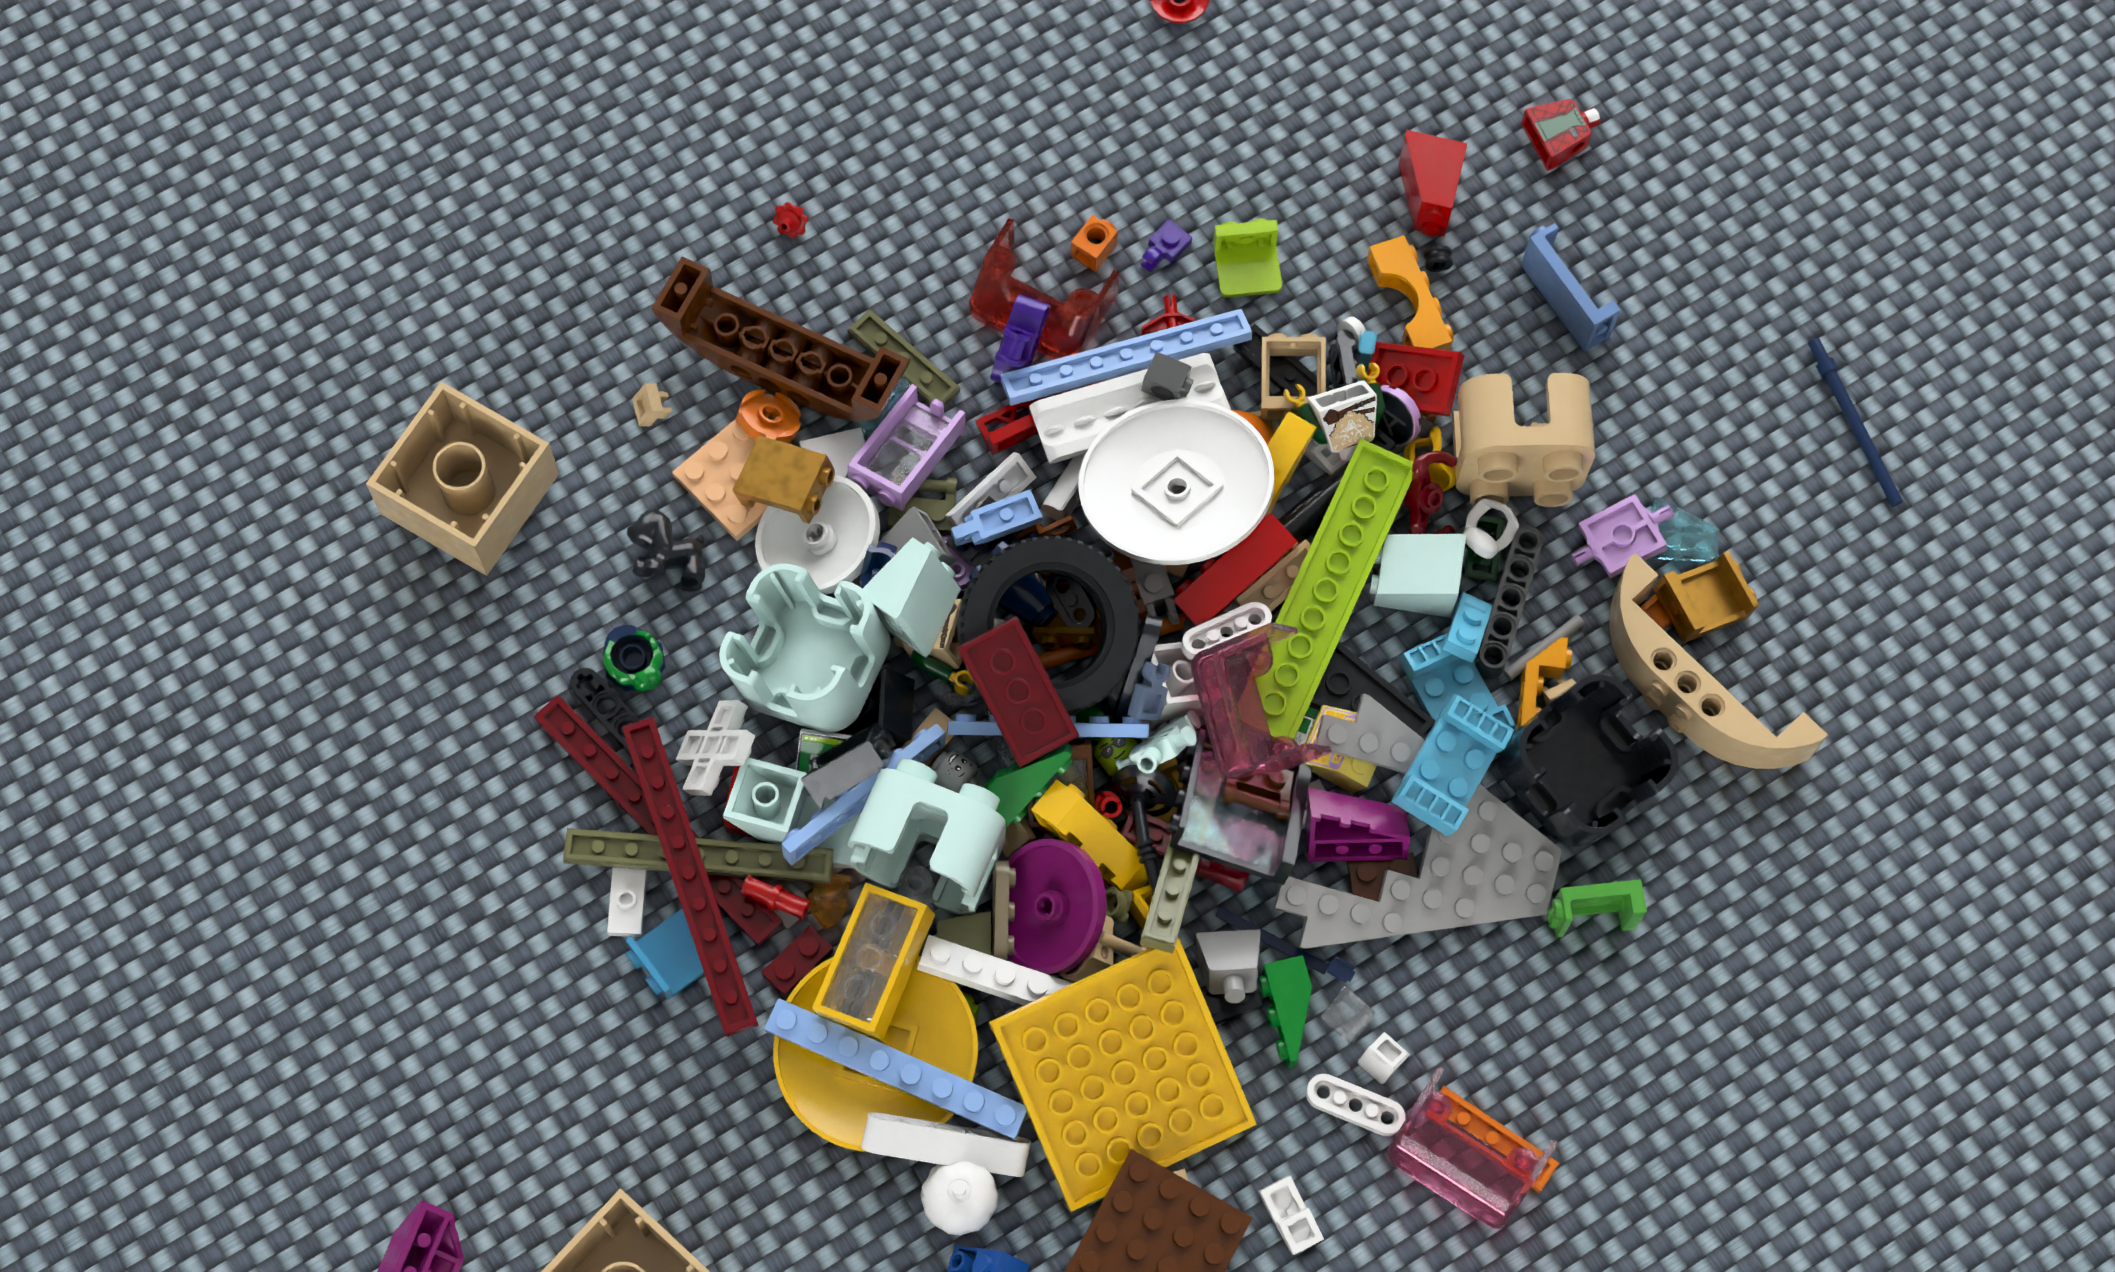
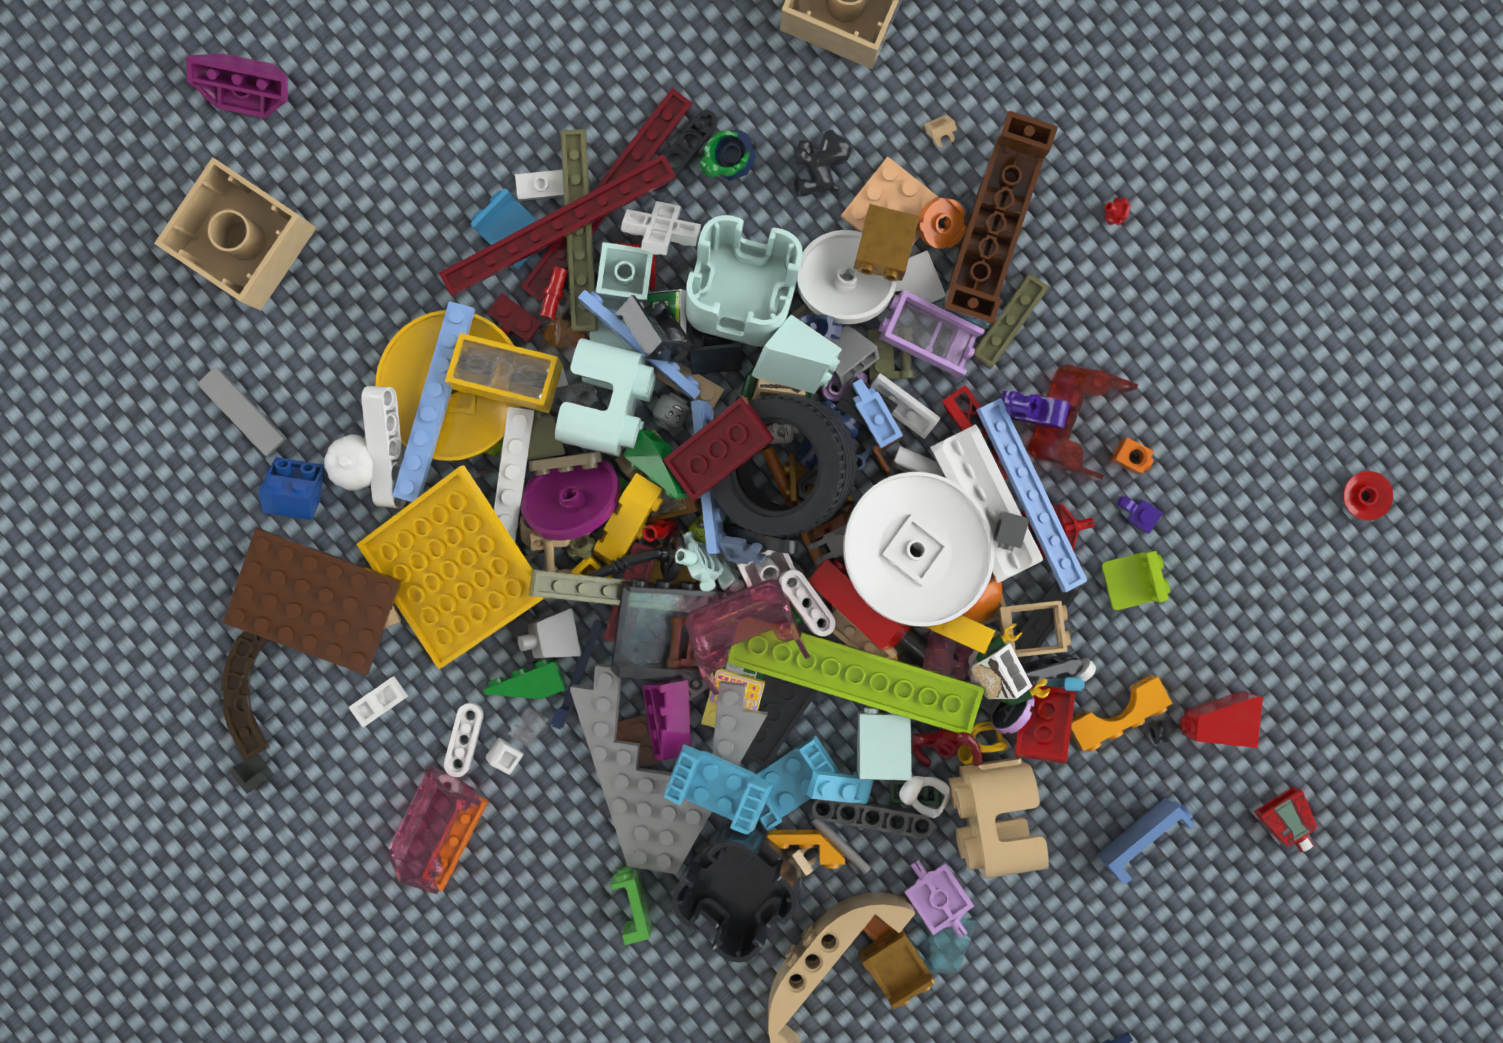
camera: 80 degrees right, 20 degrees up
(1310, 489) = (940, 656): none -> clear pink plate

